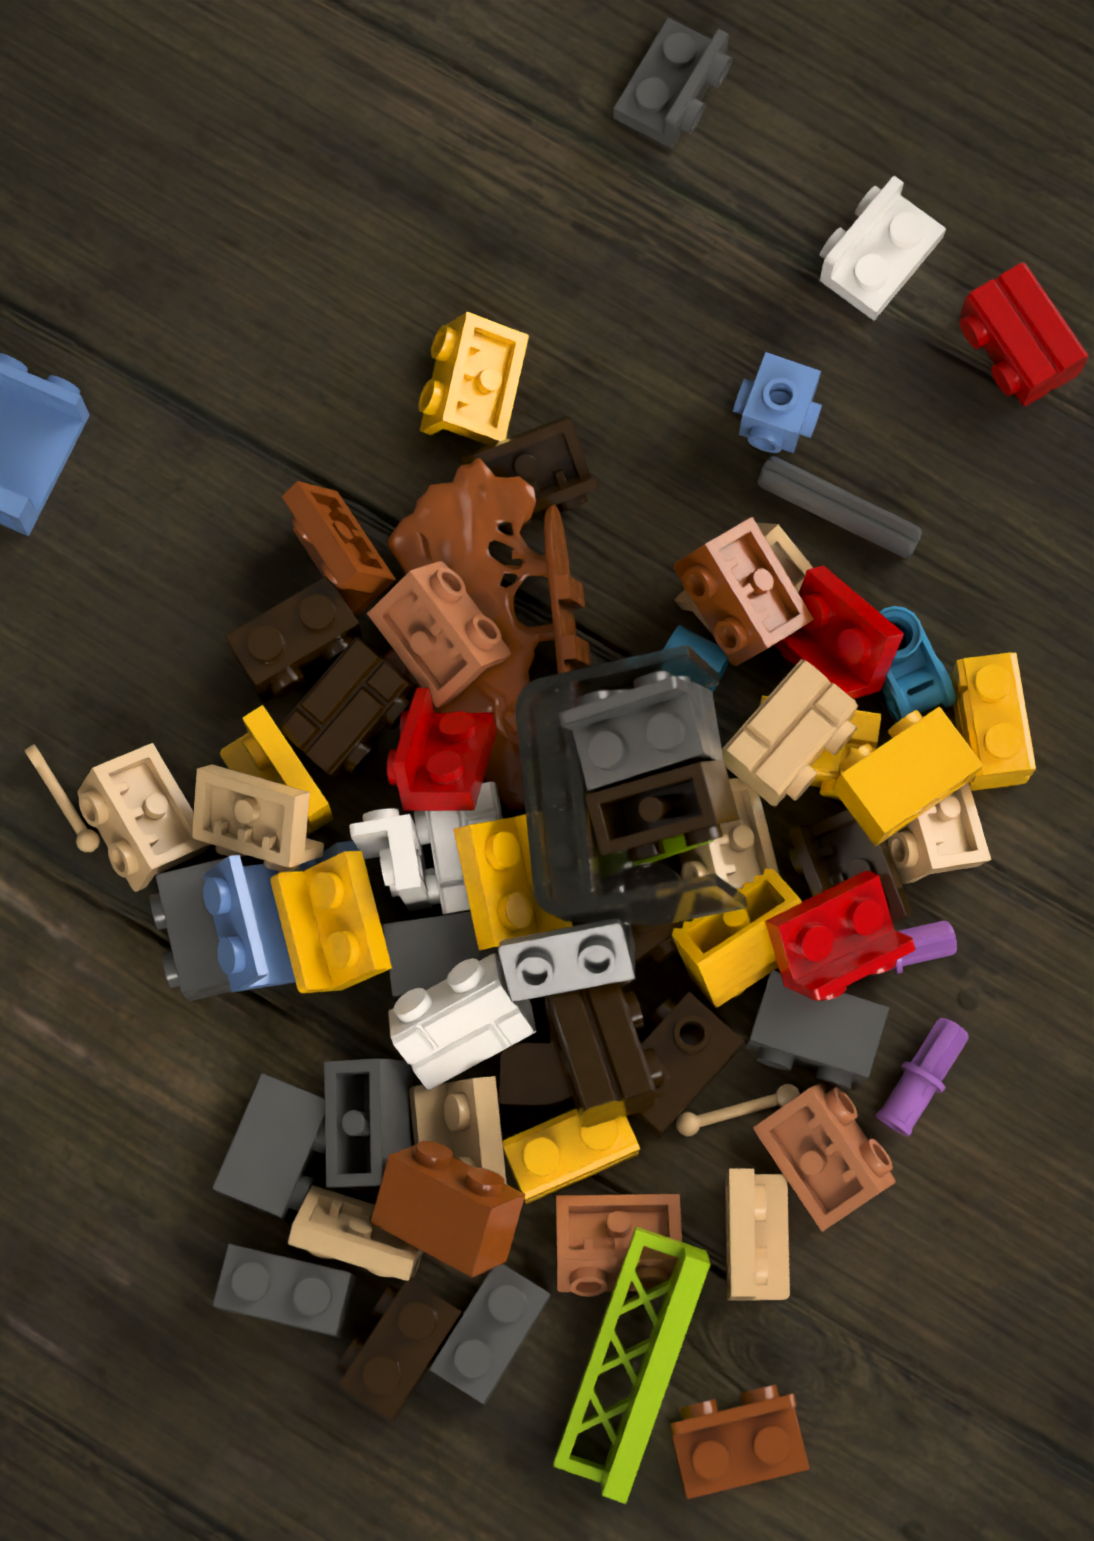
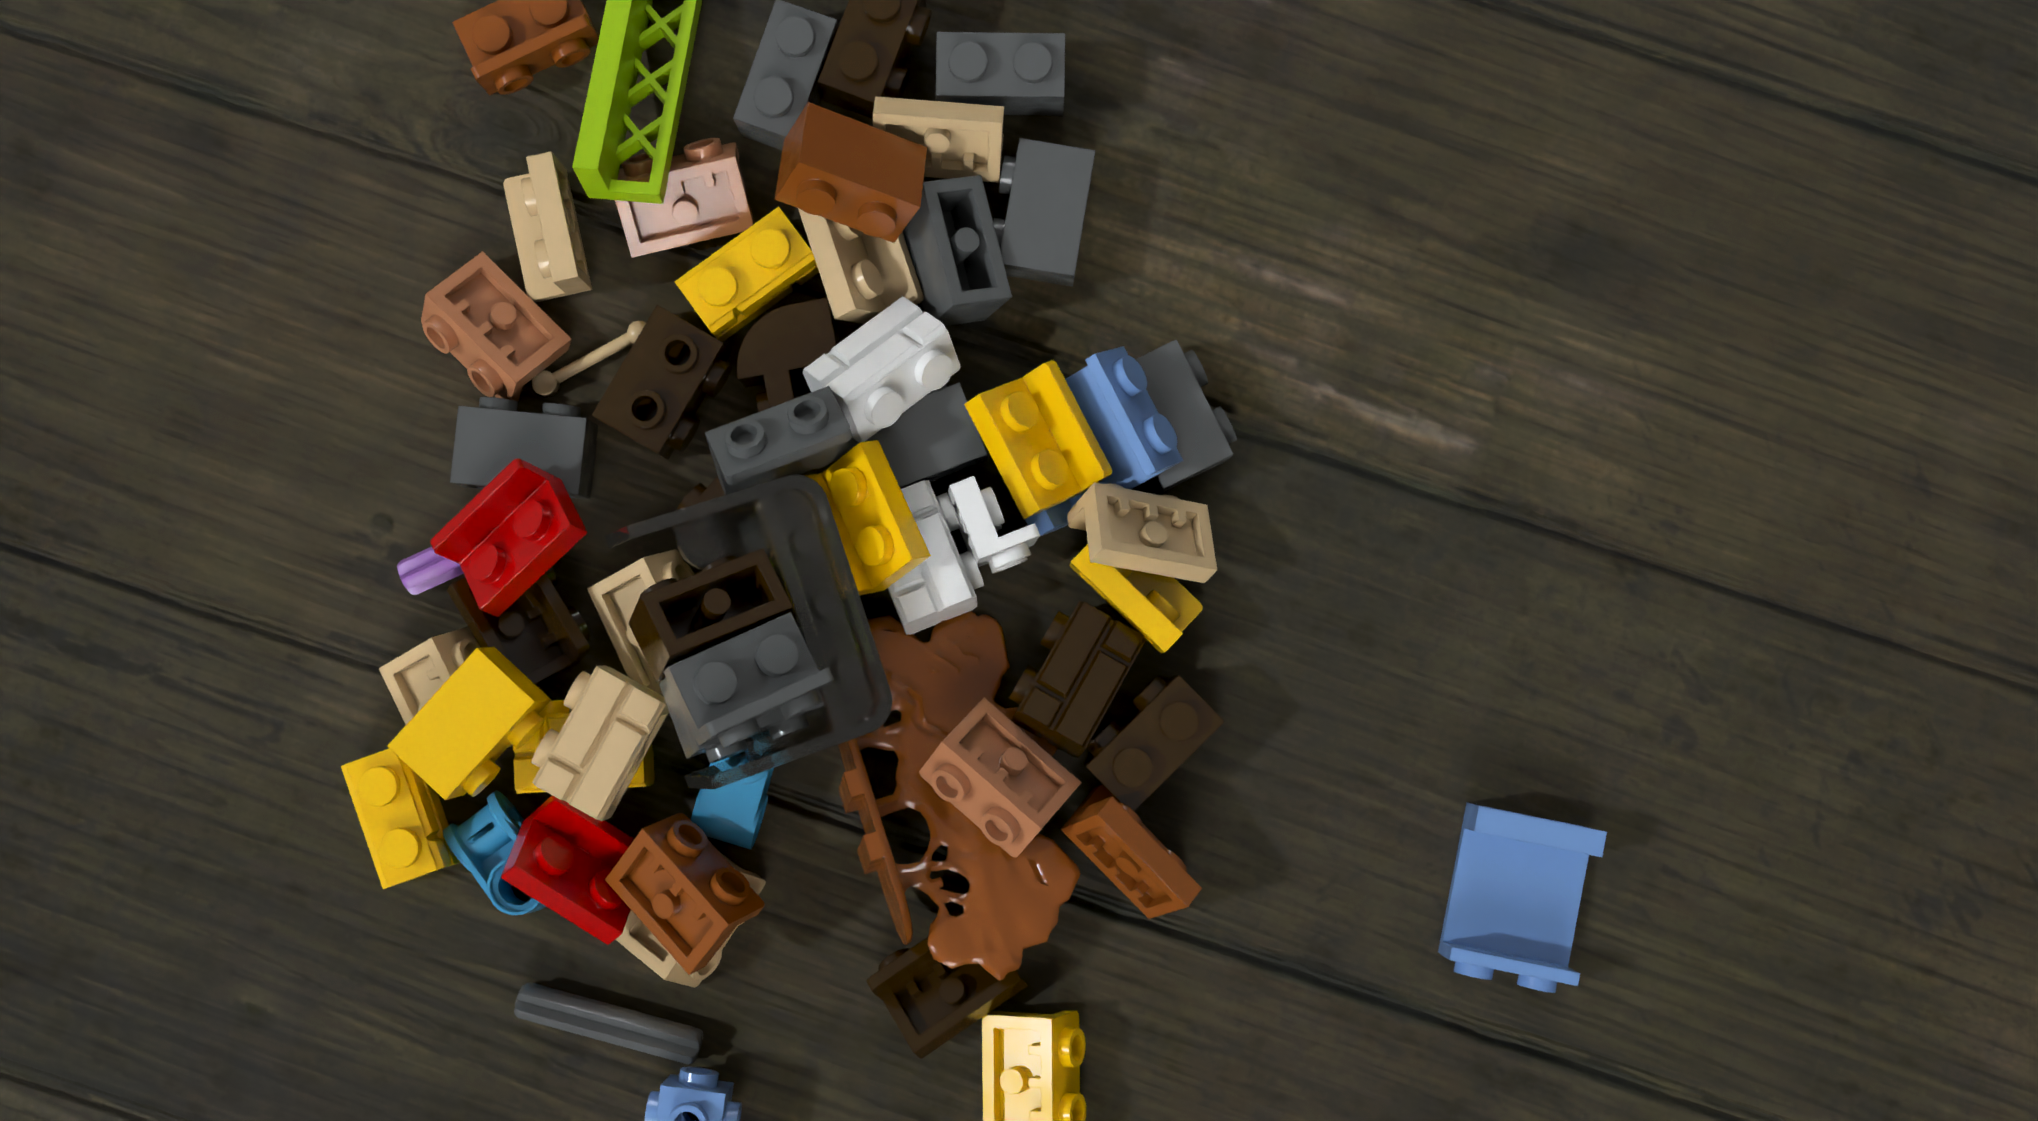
camera: 170 degrees right, 10 degrees up
(87, 839) = (1318, 489): tan hinge -> none
(140, 815) = (1268, 522): tan bracket -> none
(440, 756) = (965, 639): red bracket -> none
(602, 1052) = (725, 359): dark brown brick -> none
(734, 947) = (621, 497): yellow brick -> none
(923, 1076) = (409, 431): medium lavender axle -> none

